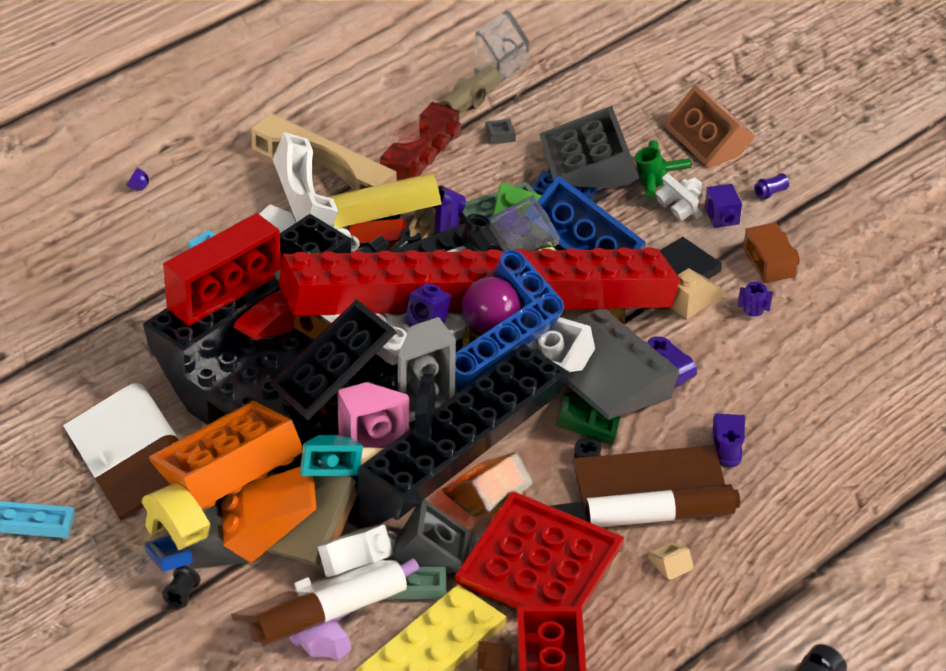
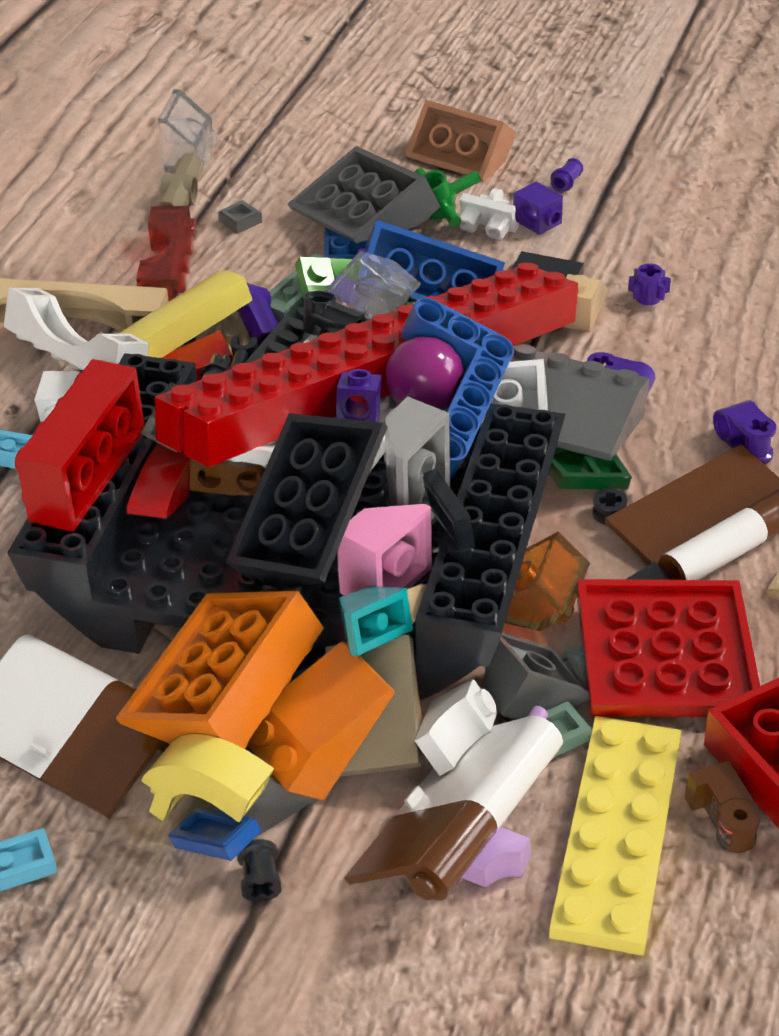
camera: 25 degrees left, 0 degrees up
(770, 252) = (624, 235): dark orange brick -> none

